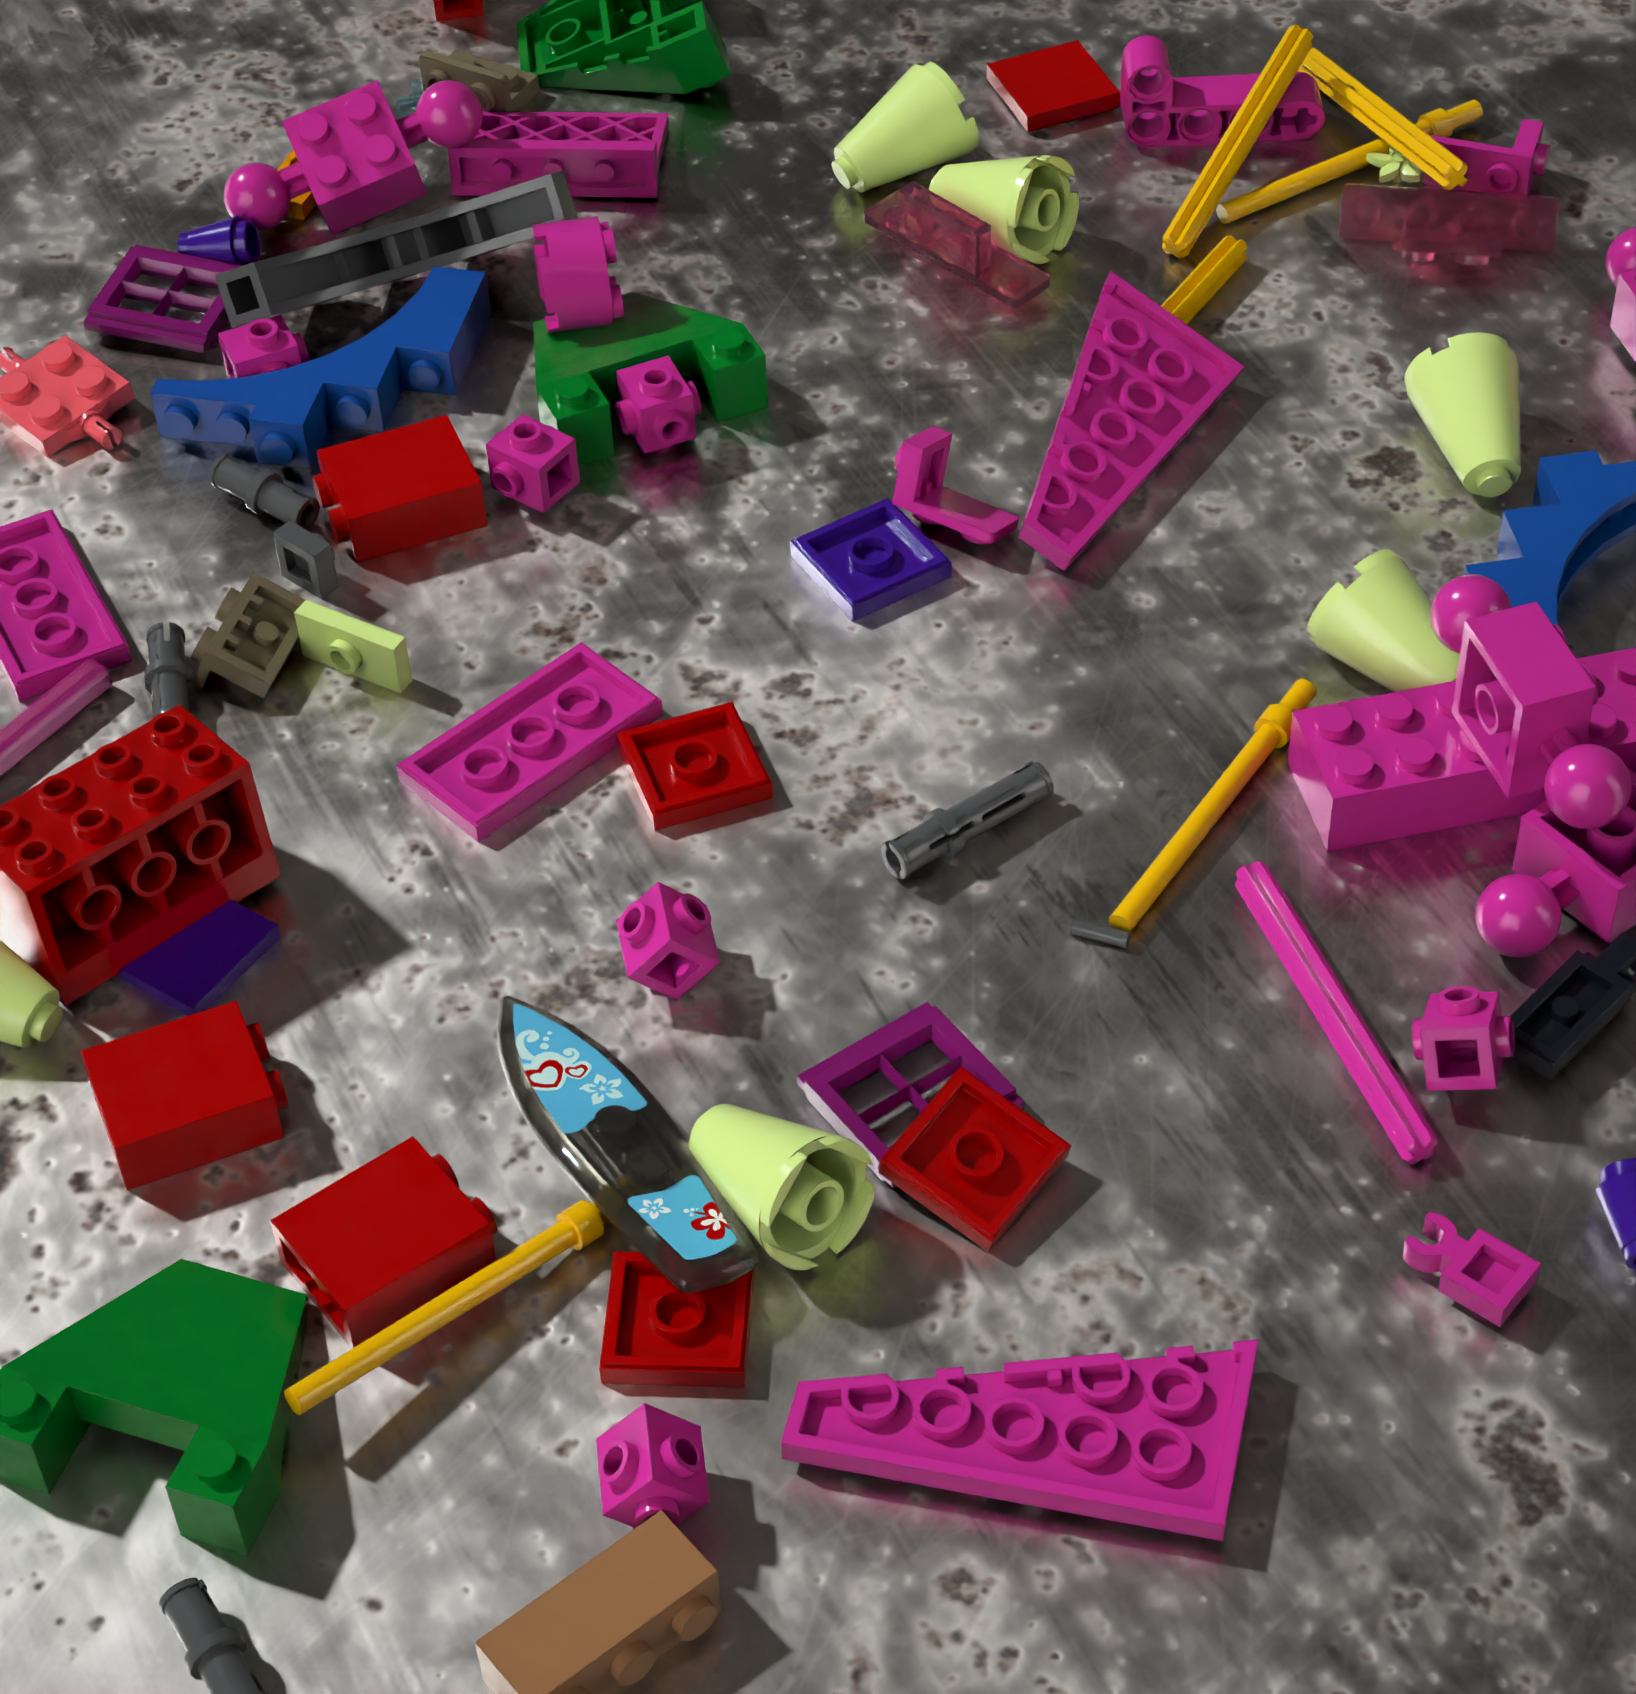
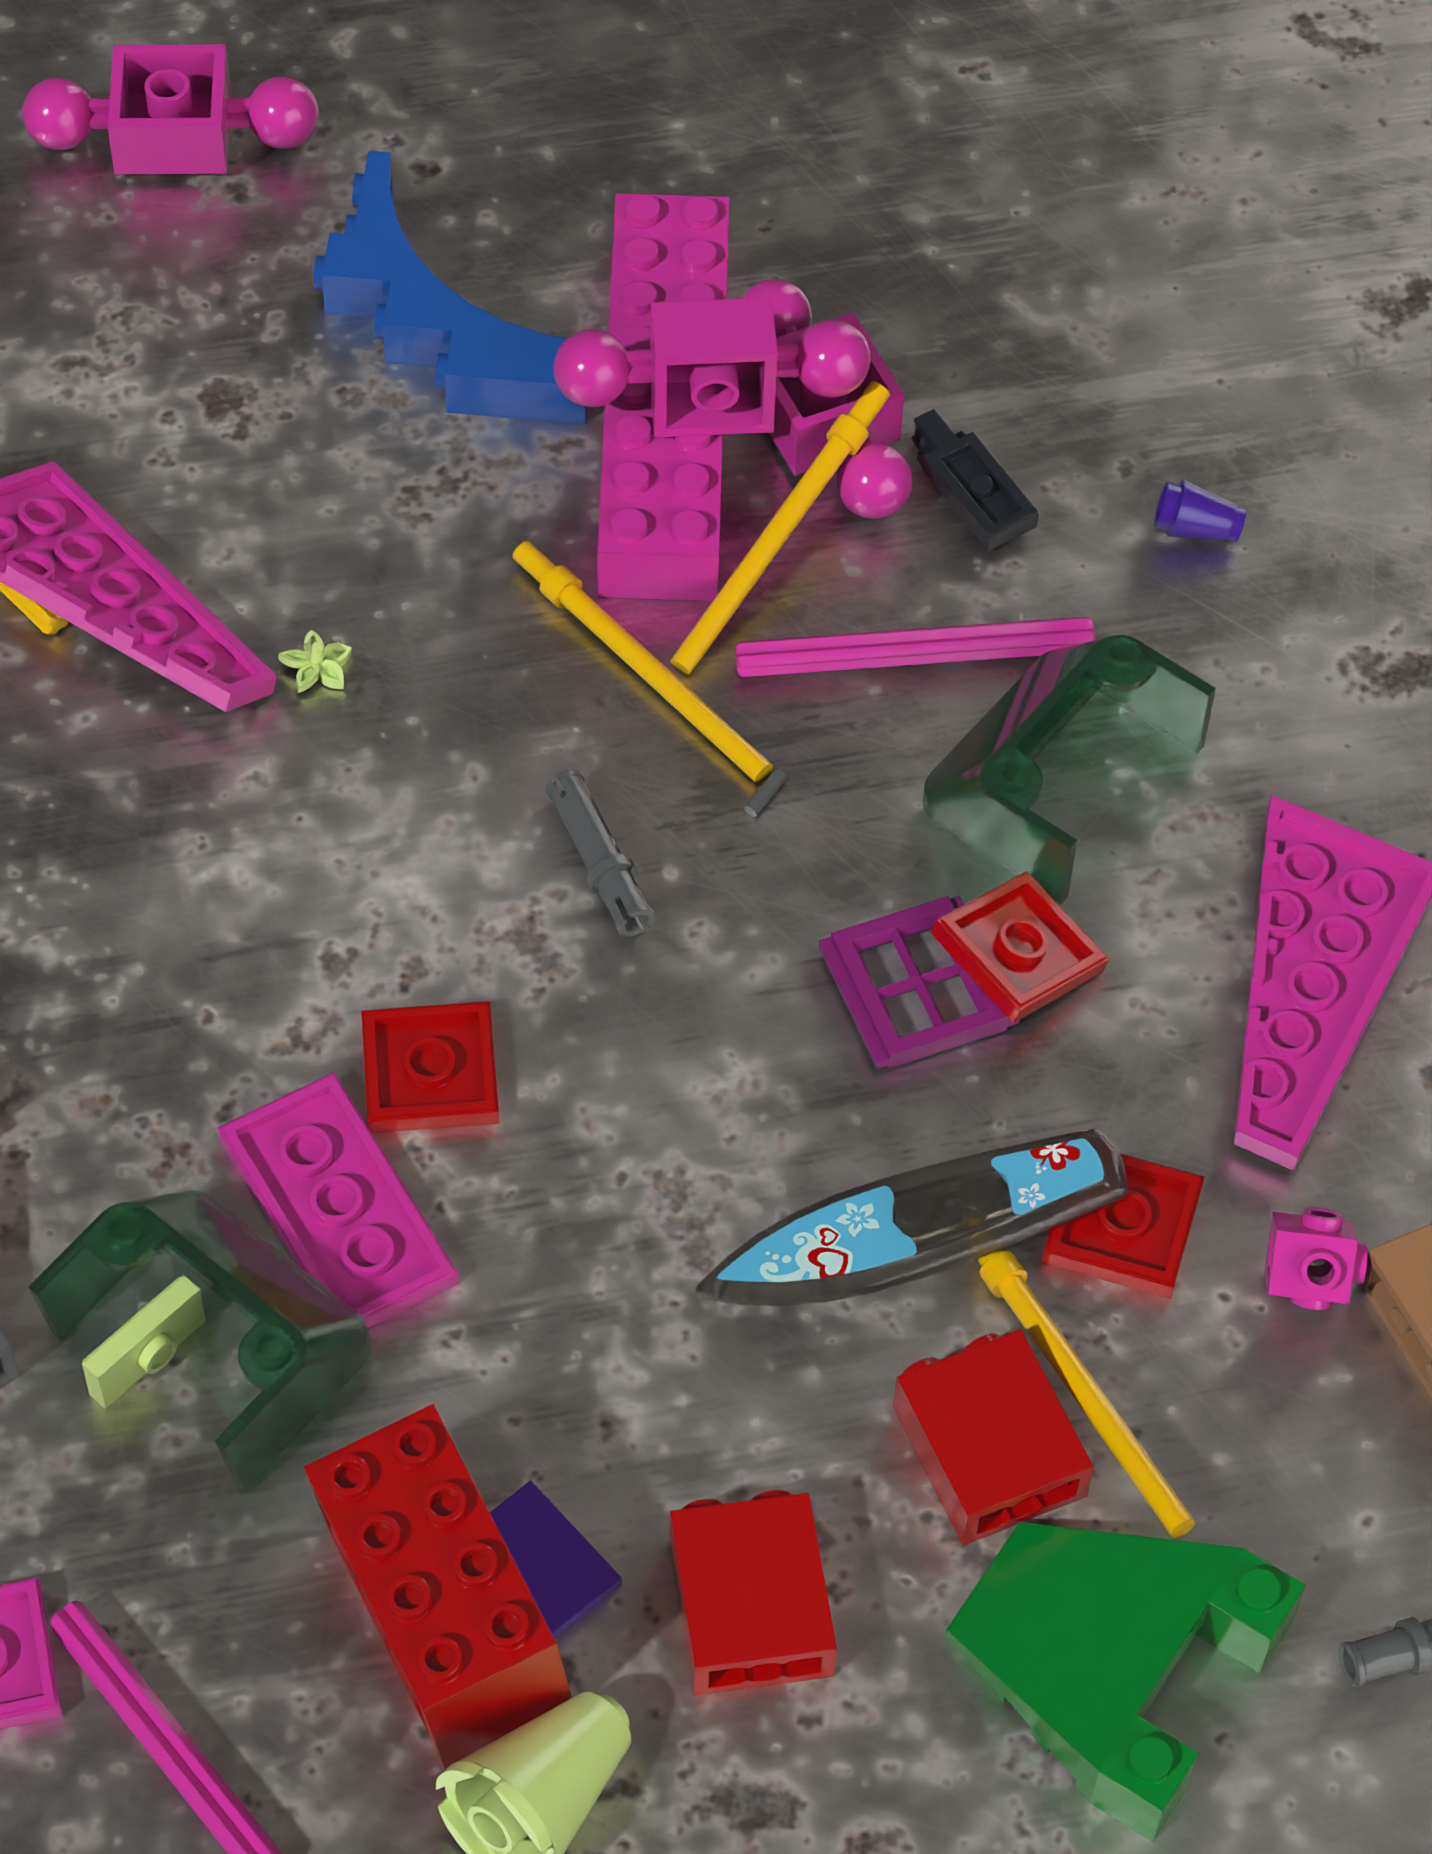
camera: 80 degrees left, 10 degrees up
(168, 674) = (159, 1543): dark grey pin -> none
(253, 636) = (81, 1446): dark tan bracket -> none
(390, 693) = (302, 1333): none -> clear green windscreen
(667, 940) = (695, 1146): dark pink brick -> none
(785, 1181) = (1012, 1094): yellowish green cone -> none
(870, 559) = (187, 849): dark purple tile -> none
(920, 490) = (139, 767): dark pink bracket -> none
(1112, 589) = (317, 662): none -> yellowish green plant
(1238, 1108) = (990, 776): none -> clear green windscreen
(1383, 627) = (502, 458): yellowish green cone -> none
(1463, 1039) = (1006, 560): dark pink brick -> none
(1472, 408) = (231, 306): yellowish green cone -> none
(1477, 1272) = (1227, 630): dark pink plate -> none
(1532, 855) = (844, 439): none -> yellow bar

